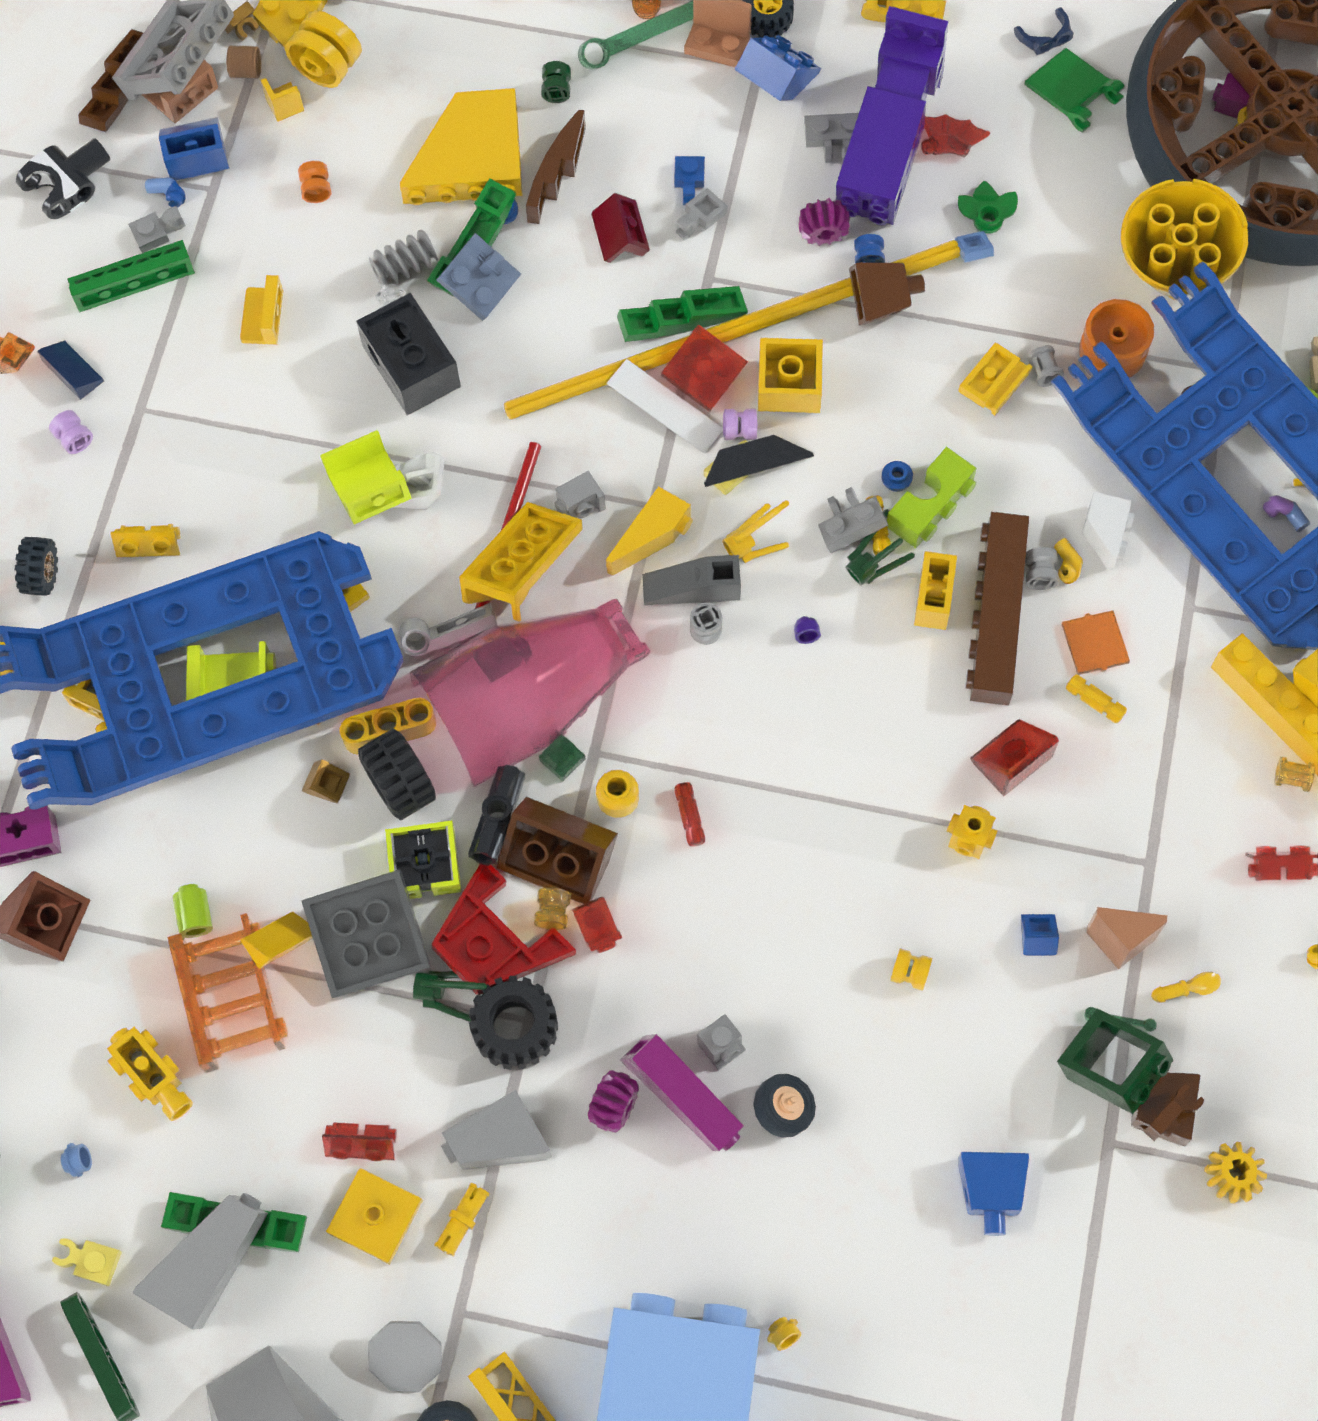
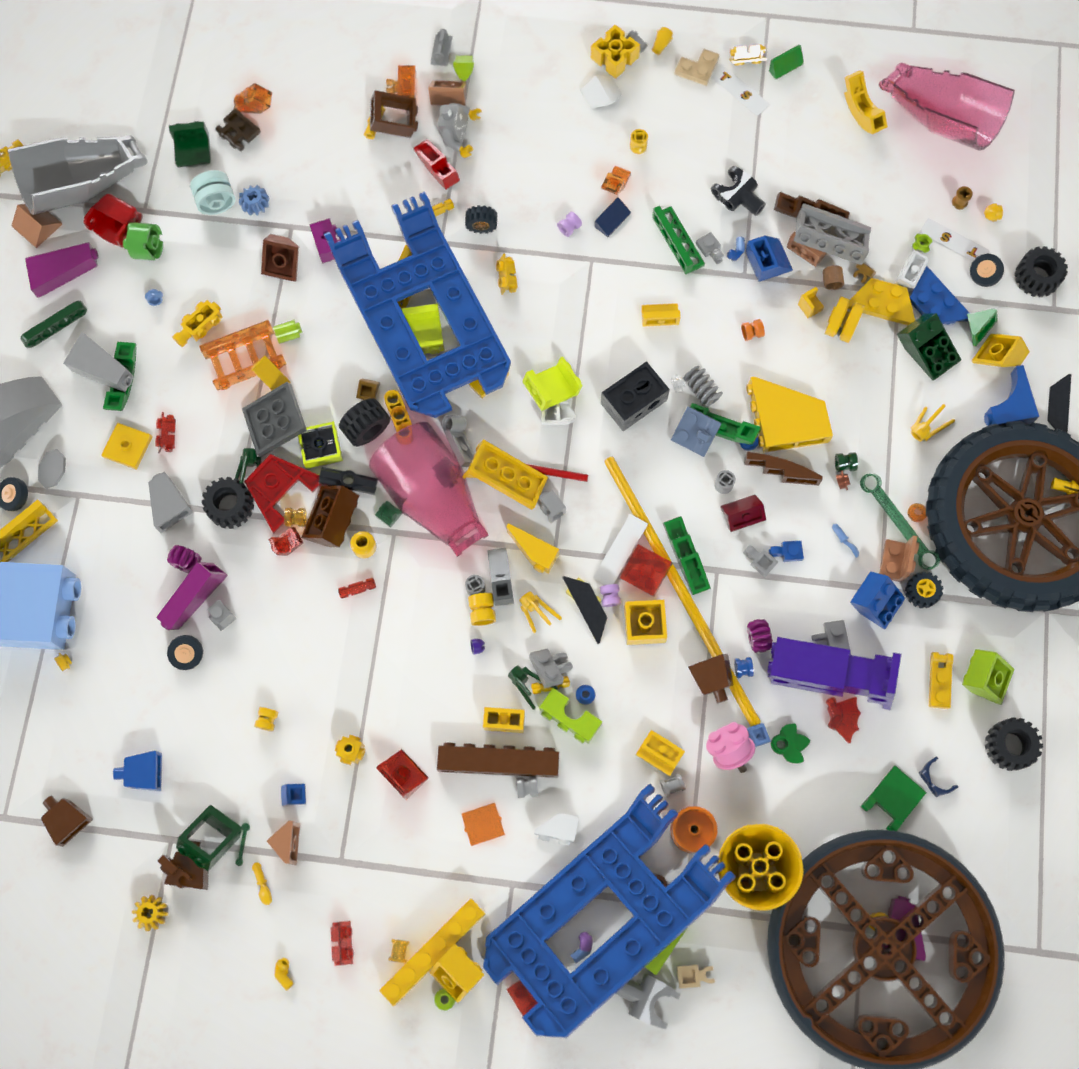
camera: 85 degrees right, 5 degrees up
(92, 1263) = (104, 314): light yellow plate -> none
(461, 1219) = (124, 489): yellow pin -> none
(568, 247) = (725, 486): none -> light grey wheel
(585, 90) = (843, 480): none -> copper plate
(677, 102) = (843, 539): none -> medium blue piece
(747, 613) = (481, 606): none -> yellow wheel
(995, 273) = (731, 747): none -> bright pink wheel
(1071, 563) = (534, 806): yellow arm -> none
(1073, 1326) = (63, 820): none -> reddish brown torso
(1096, 698) = (443, 824): yellow axle -> none

